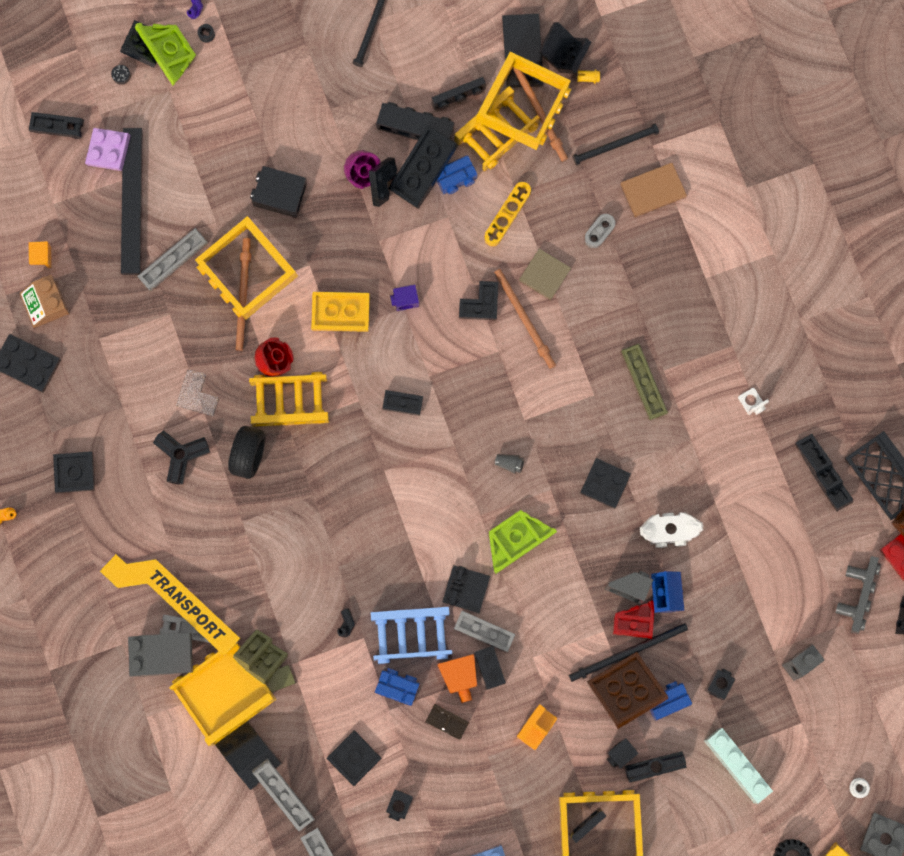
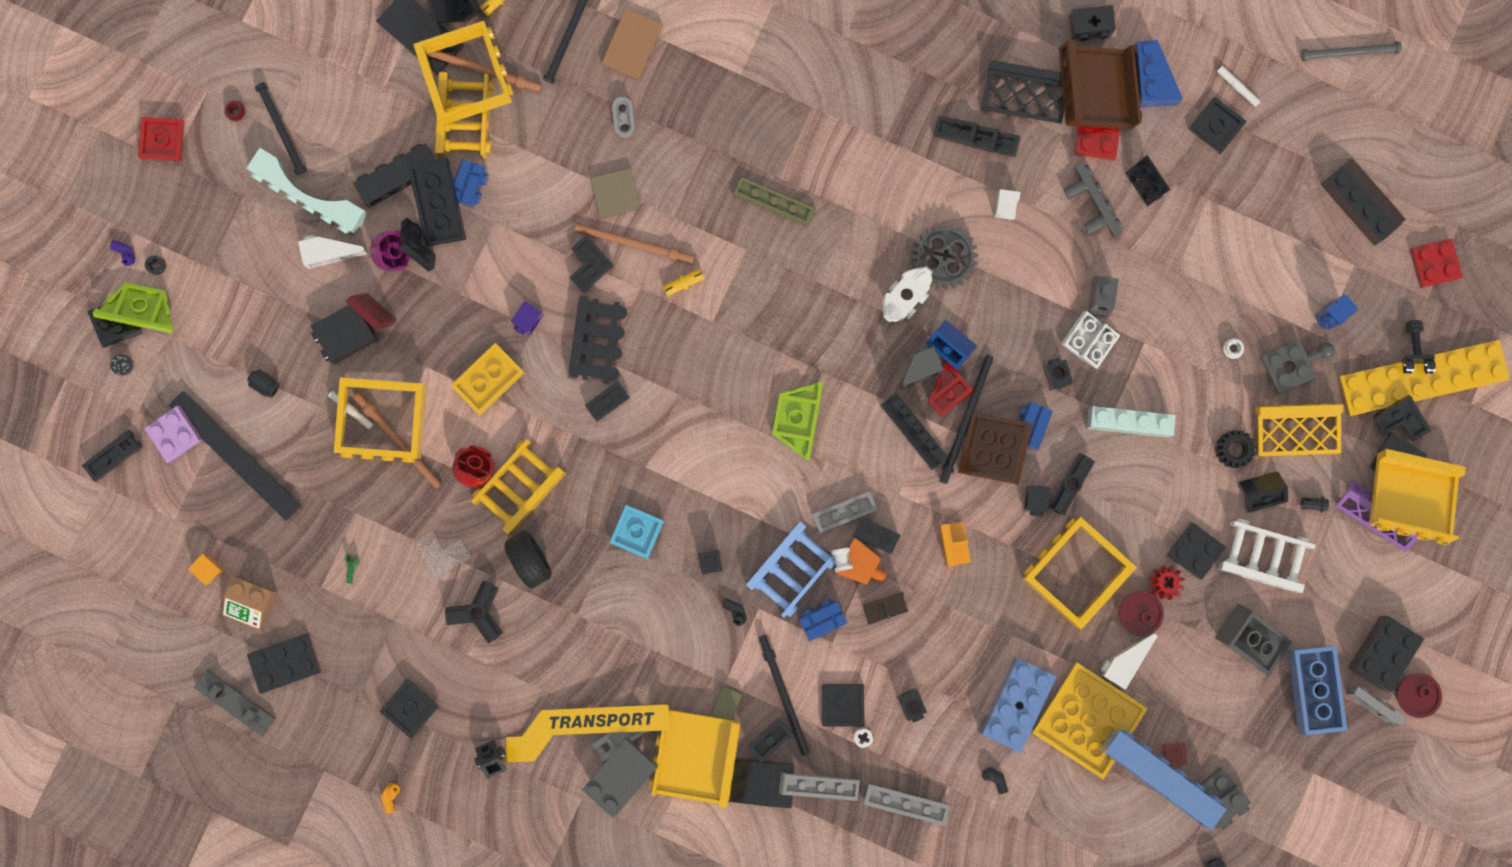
camera: 45 degrees left, 5 degrees up
(91, 557) = (490, 759): none -> black brick
(132, 344) = (351, 566): none -> green hand
(172, 259) = (315, 469): light grey tile -> none
(196, 173) = (263, 383): none -> black brick
(234, 248) = (353, 412): none -> white piece
(260, 656) = (696, 702): olive slope -> none
(282, 730) = (770, 739): none -> black brick
(310, 194) = (371, 311): none -> dark red tile
(318, 126) = (322, 251): none -> white slope
(335, 506) = (636, 531): none -> medium azure plate
(339, 44) = (343, 213): none -> light aqua arch
(339, 676) = (769, 656): none -> black bar
(342, 798) = (864, 743): none -> white bush
(363, 574) = (710, 562): none -> black panel
(440, 346) = (595, 350): none -> black fence
(450, 659) = (842, 559): none -> white bush
(459, 93) = (406, 117): black plate -> none
(466, 589) = (798, 494): black hinge -> none
(506, 213) = (536, 175): yellow beam -> none
(512, 463) = (735, 365): dark grey cone -> none
(531, 375) = (683, 282): none -> yellow pin
(585, 624) = (913, 431): none -> black fence
(587, 825) = (1067, 578): black tile -> none
(605, 483) = (822, 309): black plate -> none
(736, 520) = (948, 238): none -> dark grey gear
(758, 407) = (878, 135): white bracket -> none
(766, 683) = (1090, 339): none -> white slope
(799, 537) = (1006, 204): none -> white panel

